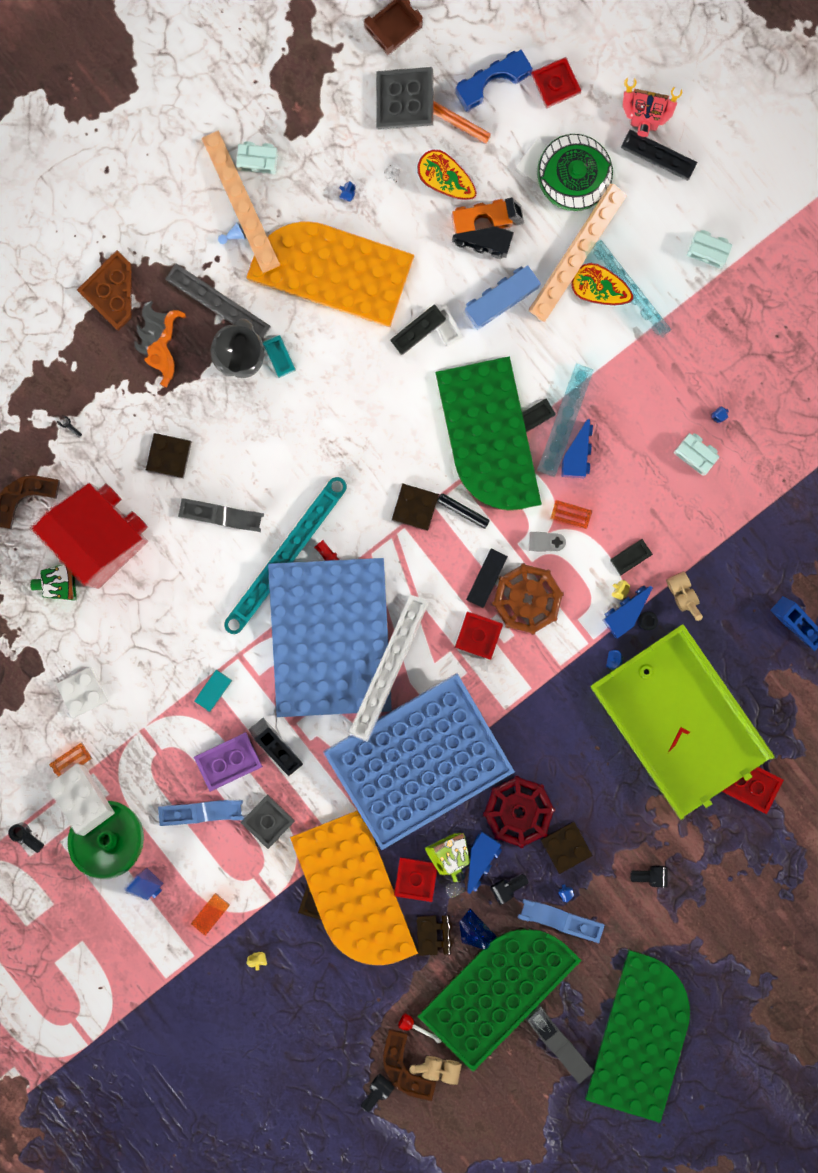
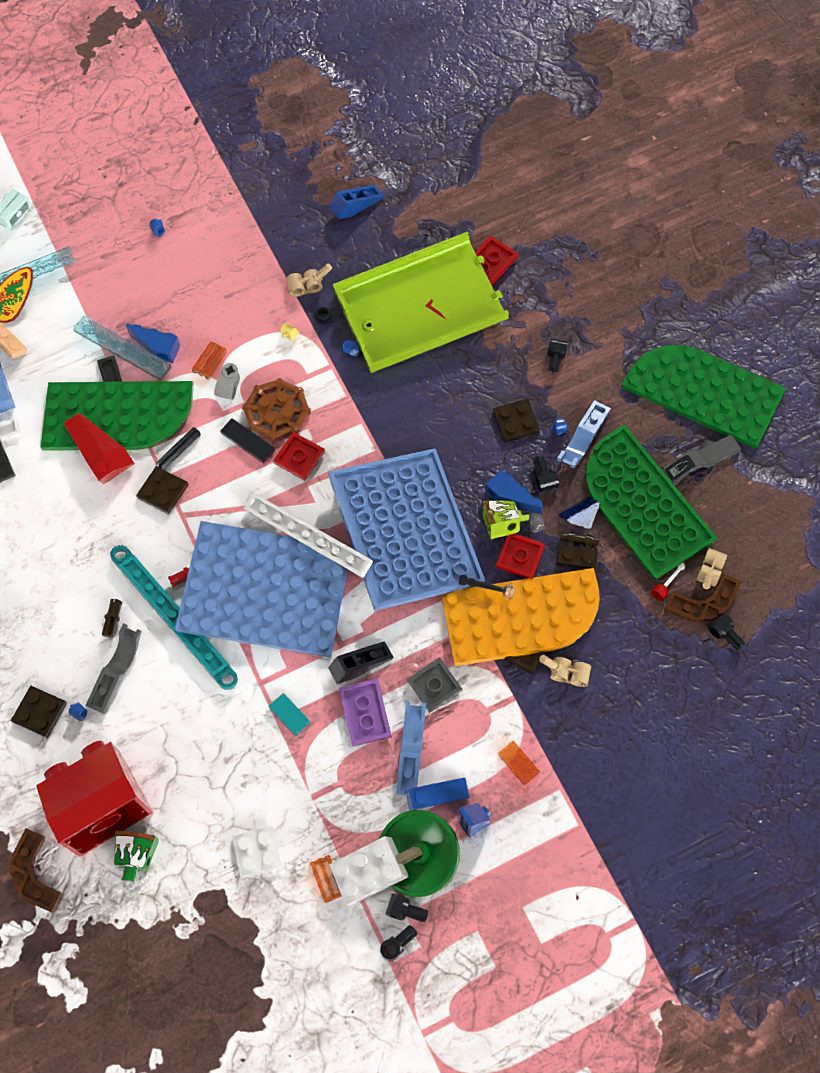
camera: 75 degrees left, 20 degrees down
(56, 832) = (400, 908): none -> black axle
(98, 833) = (408, 855): none -> dark tan tile
(162, 845) = (437, 793): none -> blue slope
(174, 493) = (77, 711): none -> blue piece
(256, 960) = (574, 723): light yellow piece -> none
(271, 497) = (112, 618): none -> dark brown axle
(306, 946) = (564, 672): none -> tan beam
(371, 876) = (508, 590): none -> black piece
(439, 436) = (99, 450): none -> red wedge
(525, 821) = (474, 463): dark red plate -> none
(625, 617) = (314, 330): blue slope -> none
(631, 557) = (262, 319): pearl dark grey tile -> none
(697, 454) = (185, 250): light aqua brick -> none

